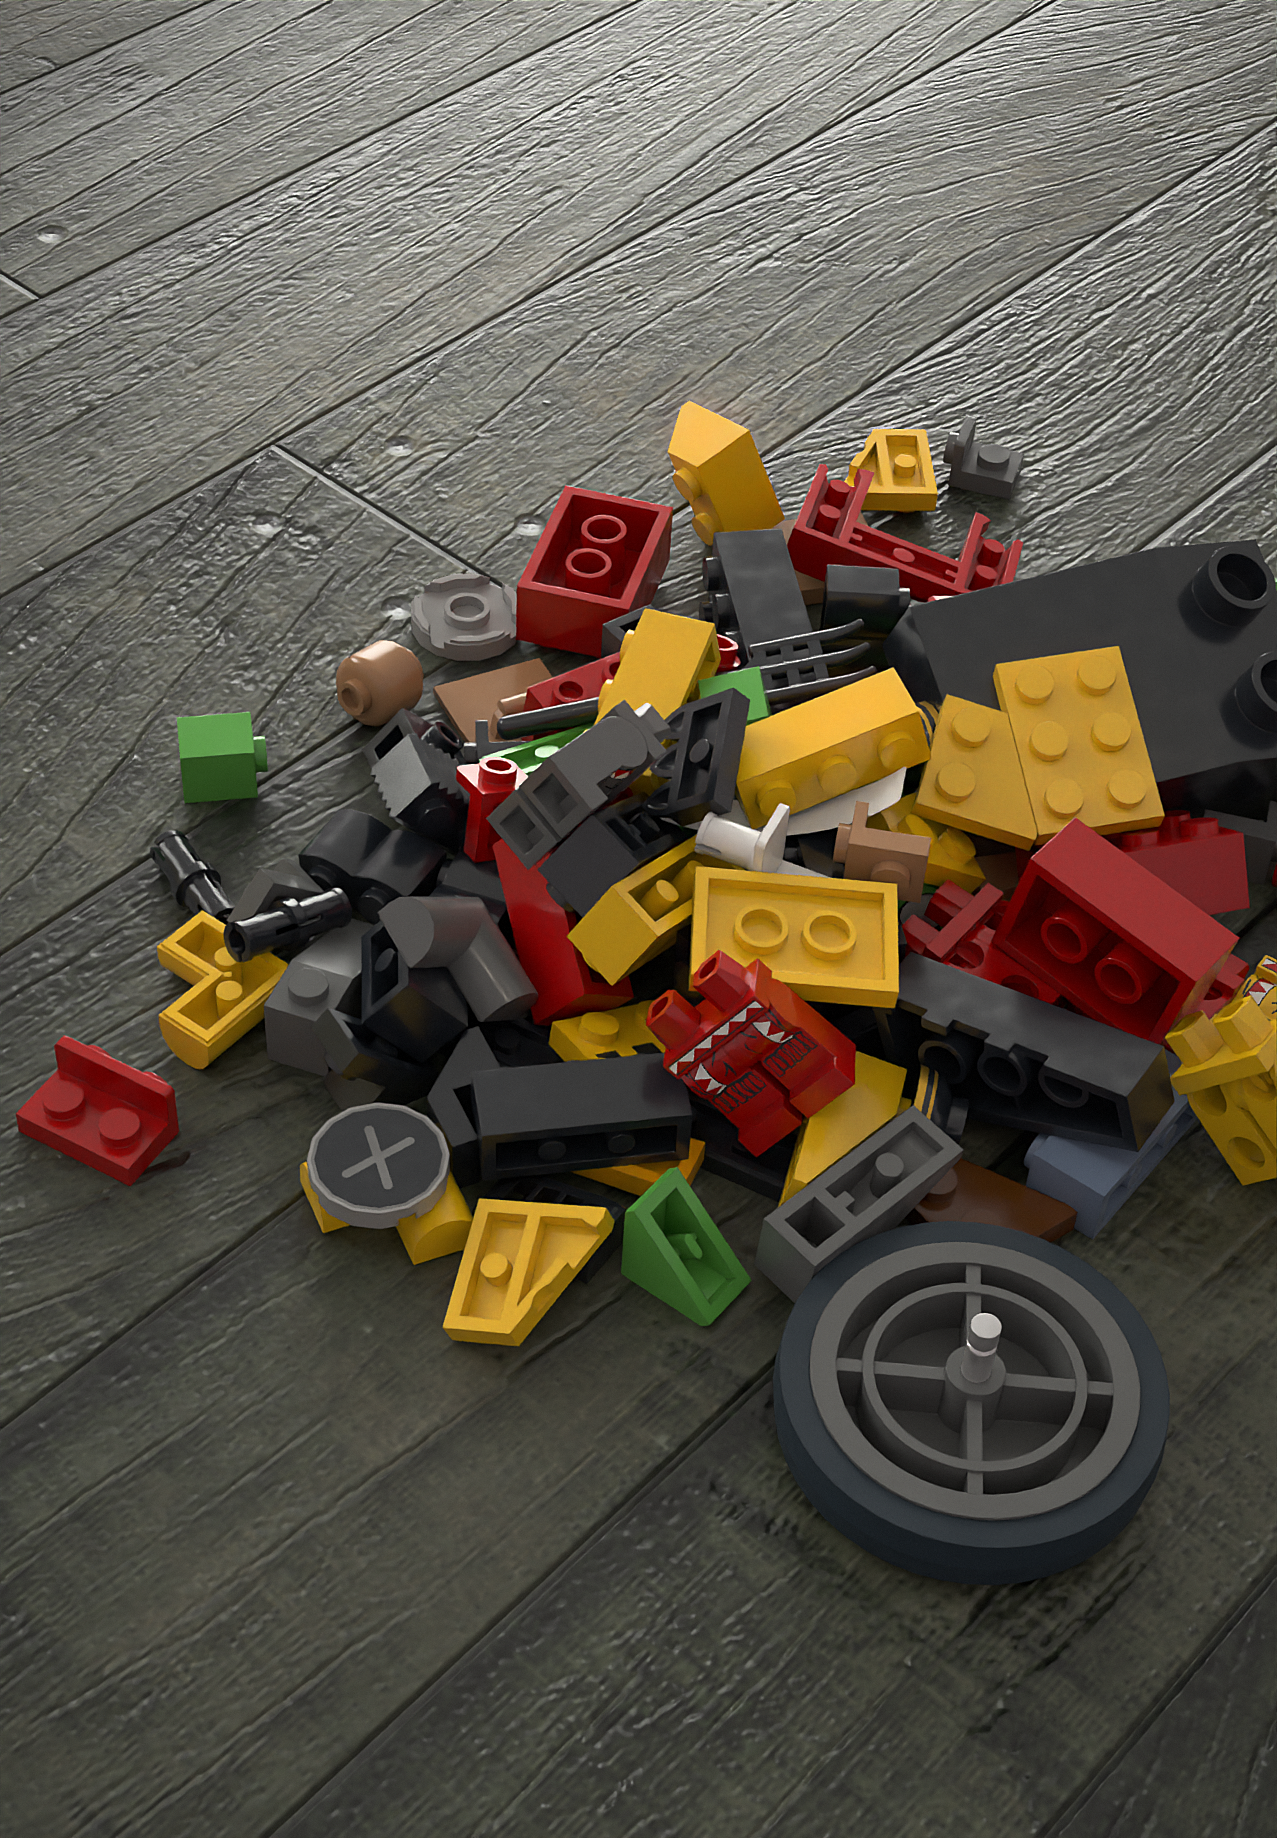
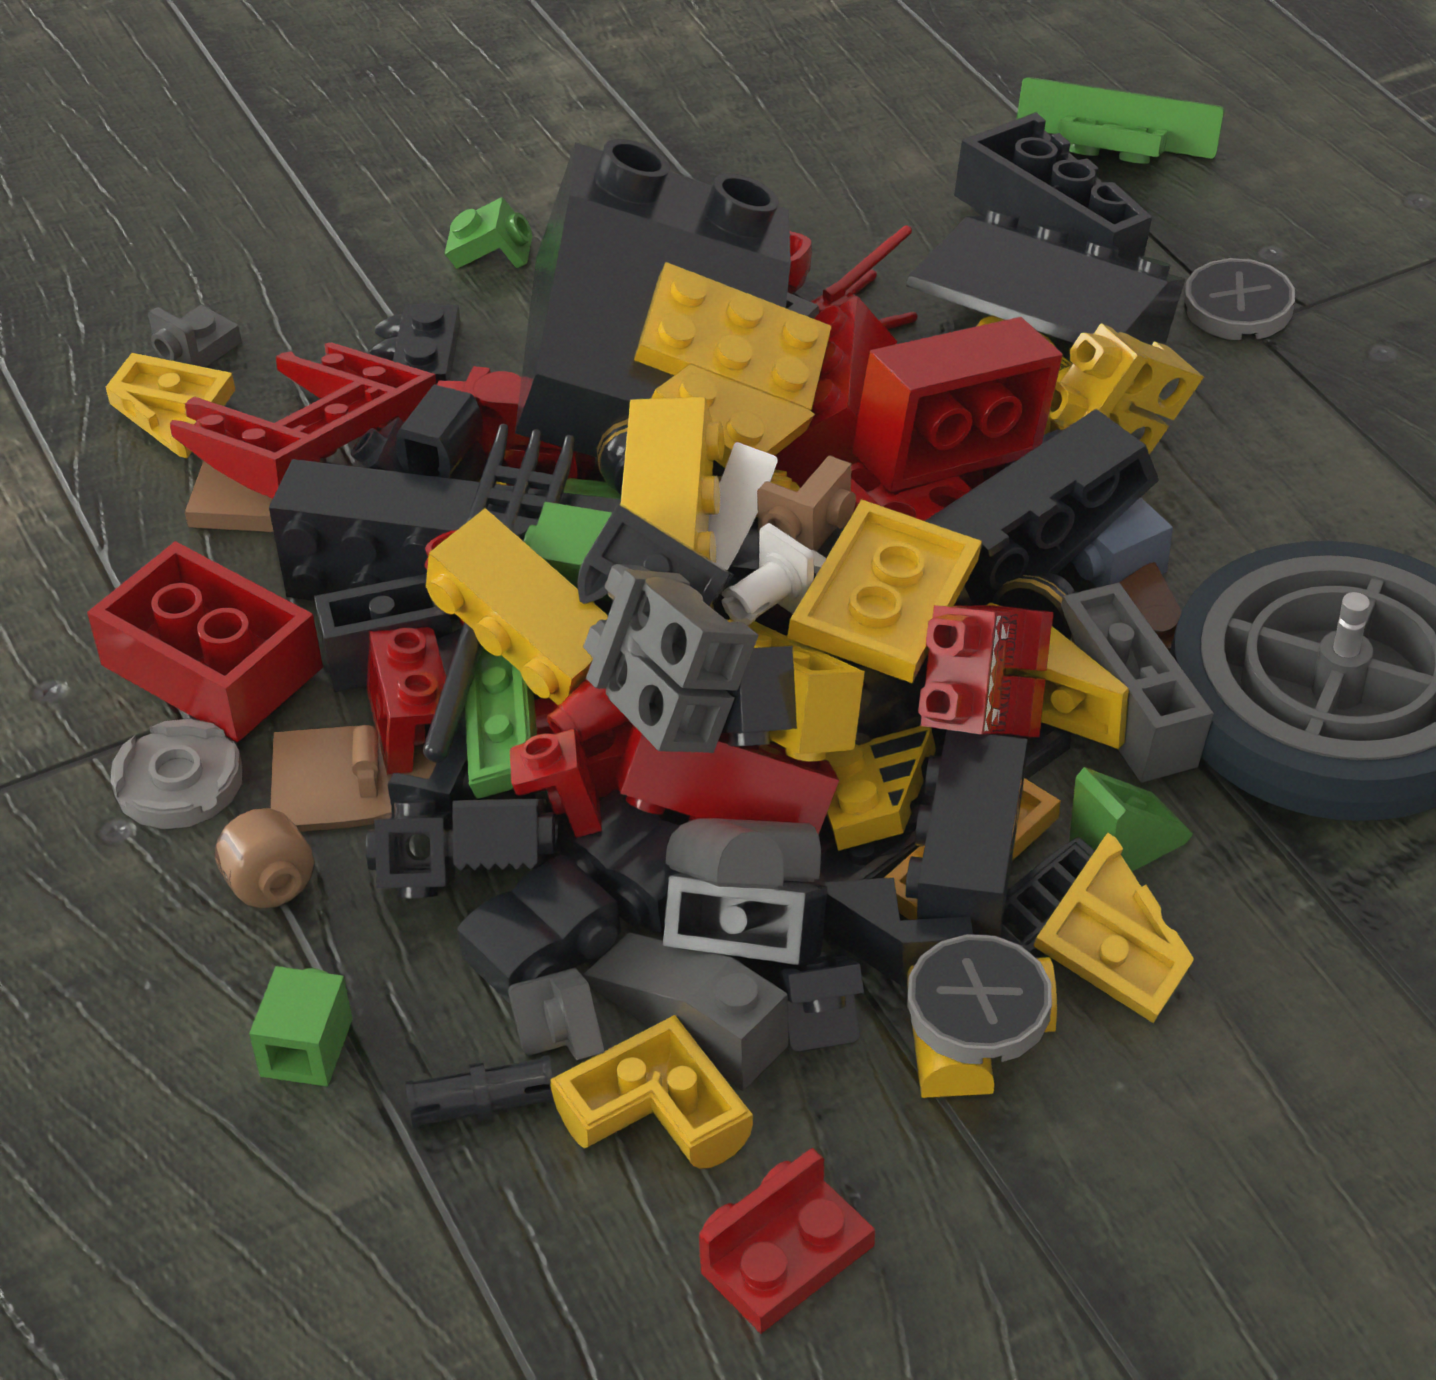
camera: 65 degrees left, 0 degrees up
(287, 924) = (621, 1002): black pin -> none
(721, 474) = (135, 496): yellow slope -> none

